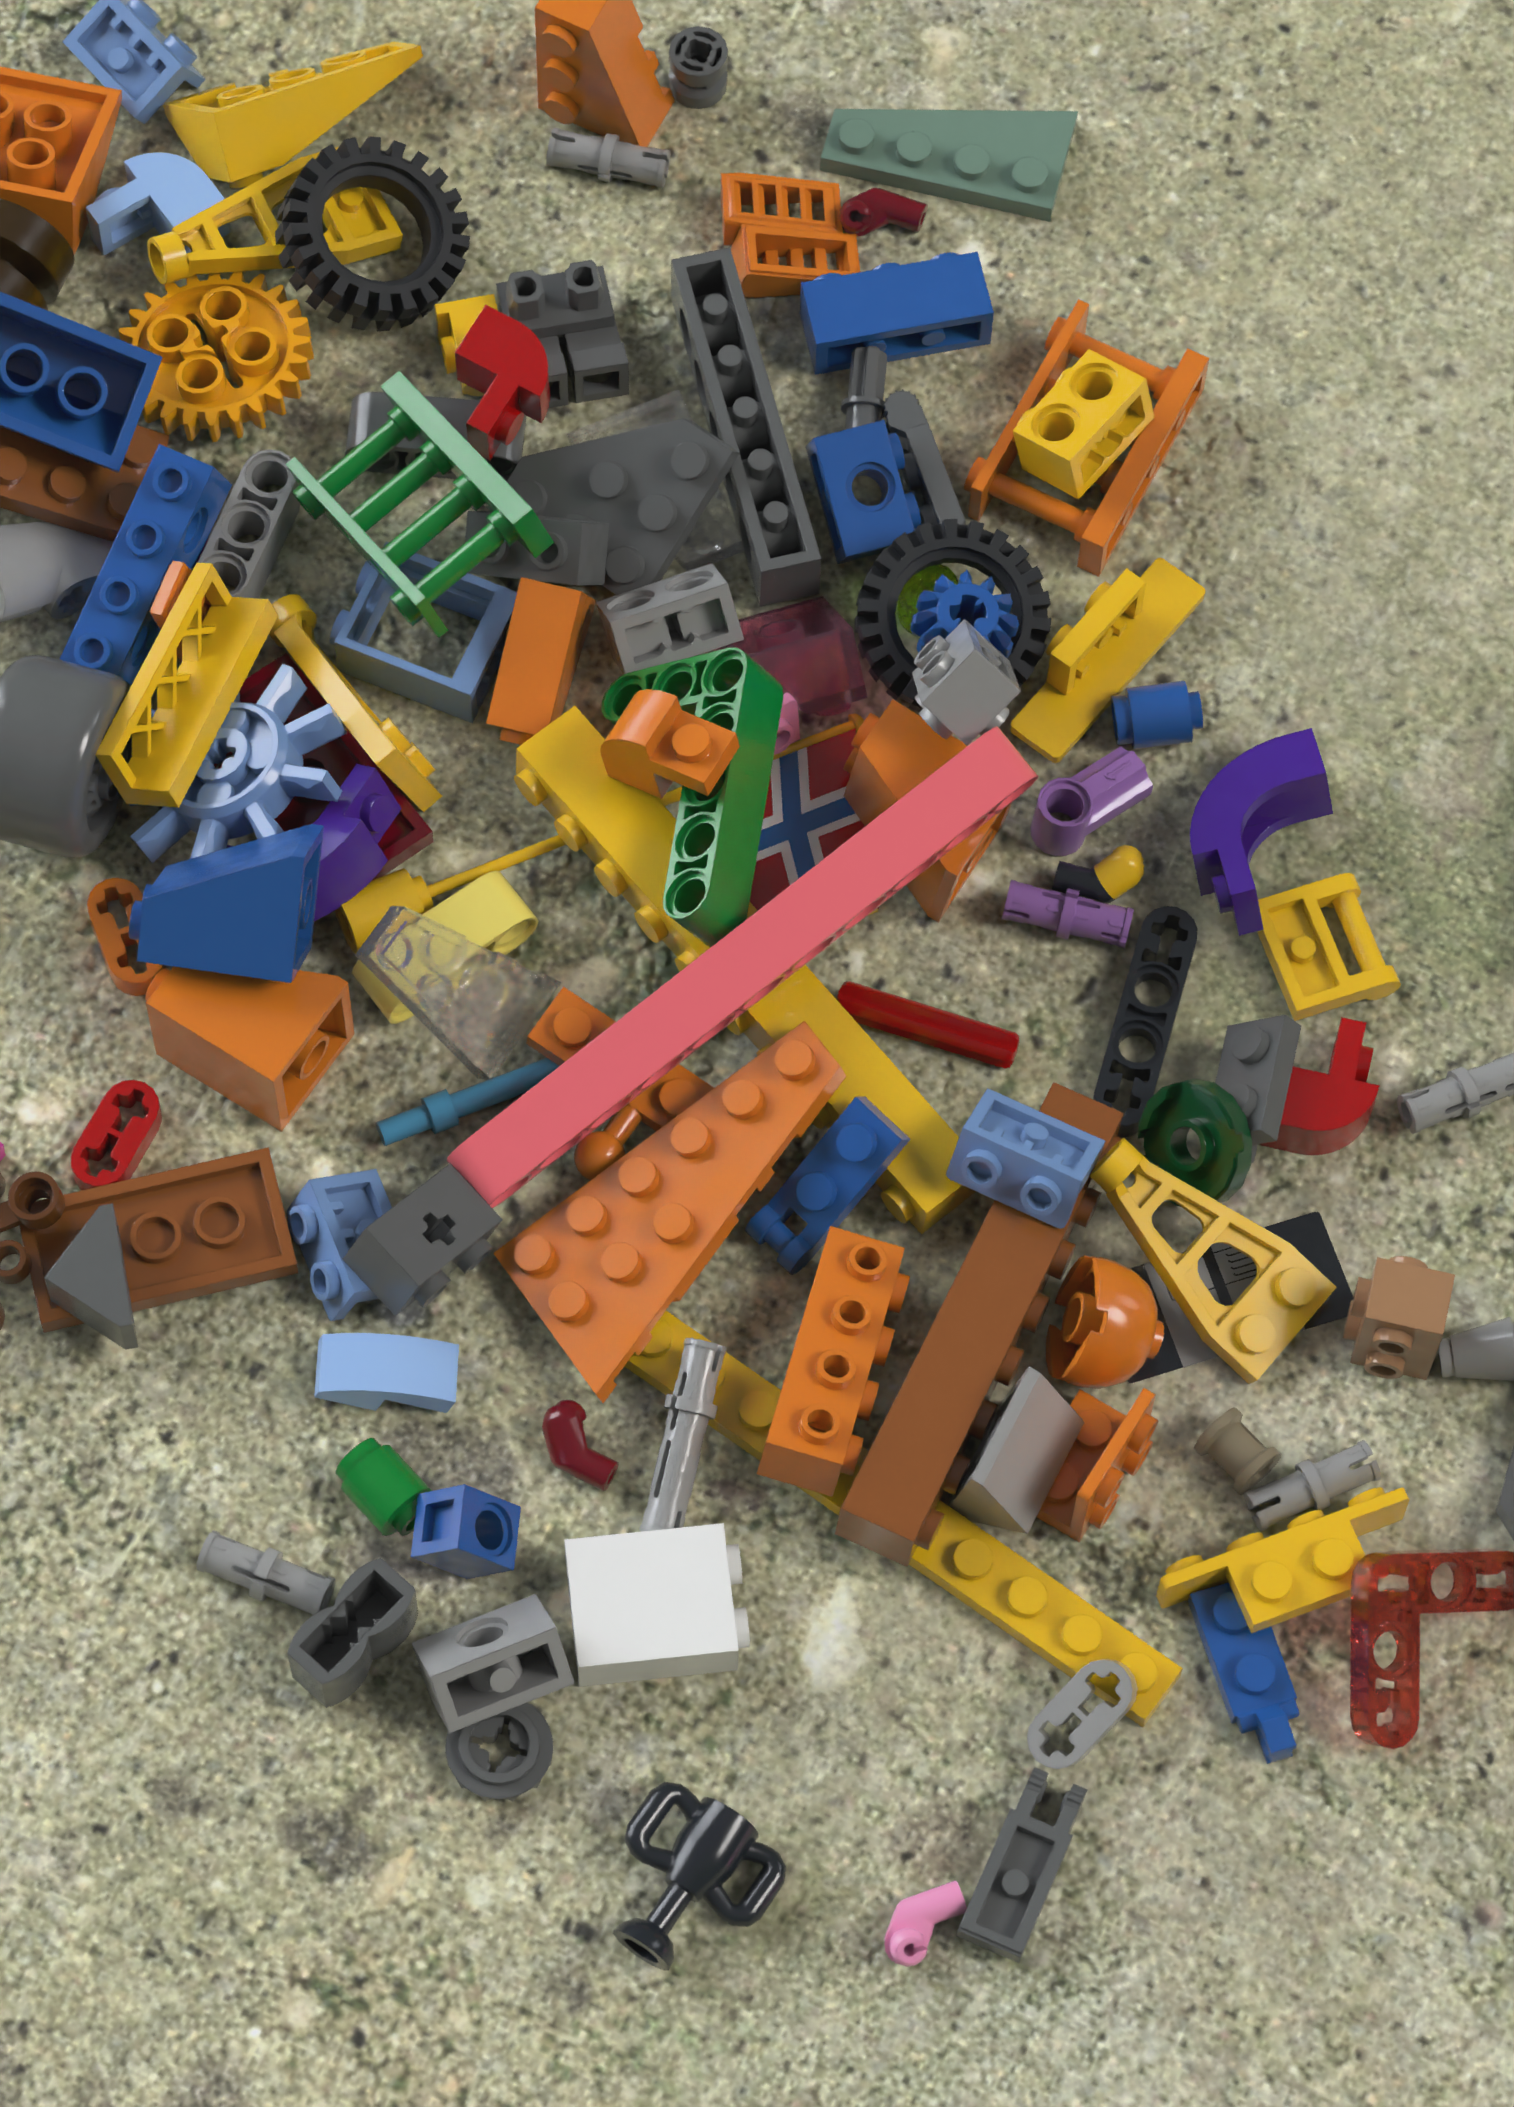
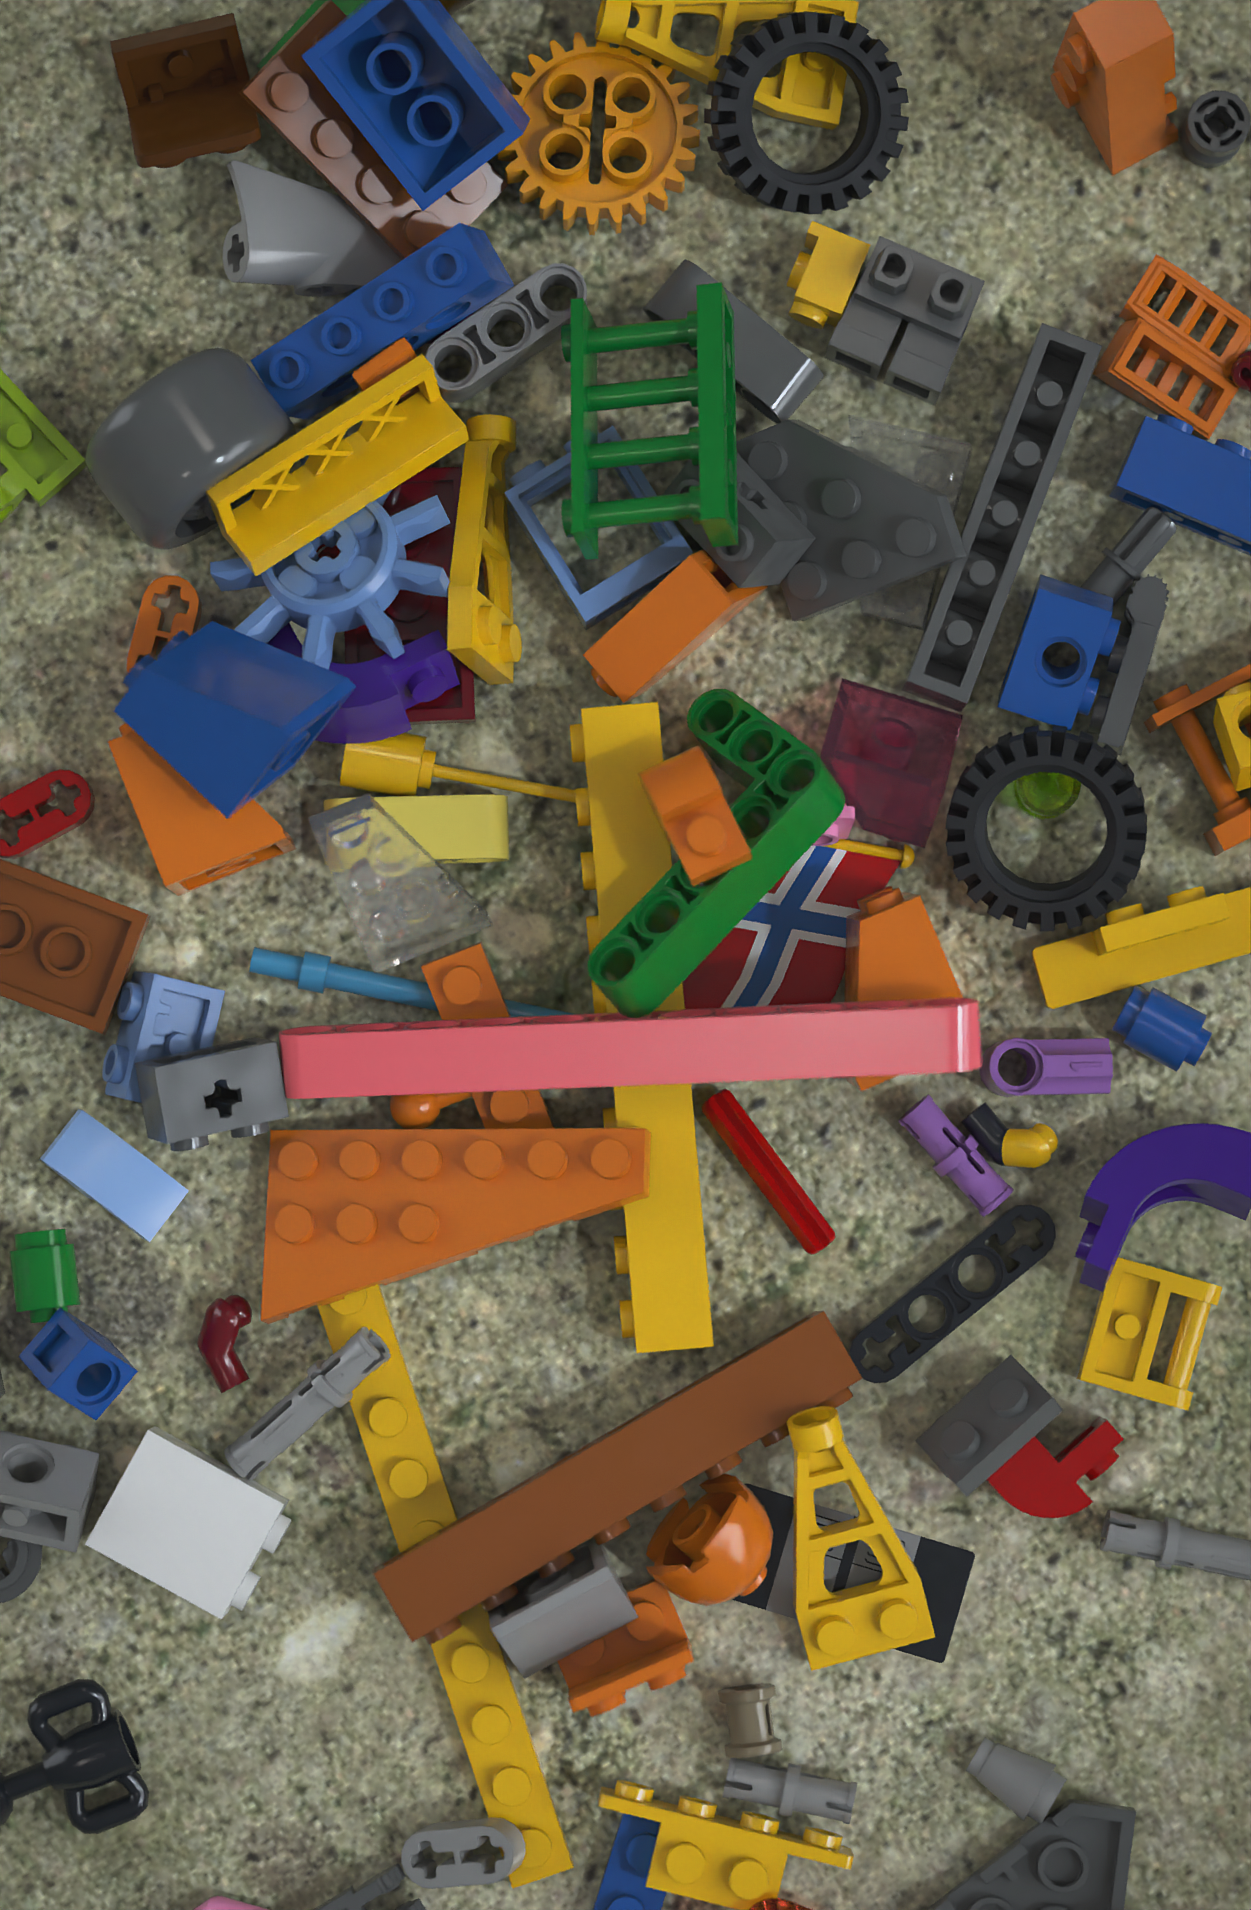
camera: 35 degrees right, 20 degrees up
(510, 370) = (828, 340): red brick -> none
(608, 157) = (1074, 164): light grey pin -> none
(670, 619) = (805, 663): light grey brick -> none
(828, 1183) = (579, 1268): blue plate -> none
(832, 1361) = (470, 1426): orange brick -> none
(950, 604) = (1044, 877): blue gear -> none
(963, 684) = (985, 933): light grey brick -> none
(1024, 1158) = (744, 1372): medium blue bracket -> none
(1221, 1132) = (929, 1443): dark green tile -> none
(1398, 1317) = (956, 1713): medium nougat brick -> none

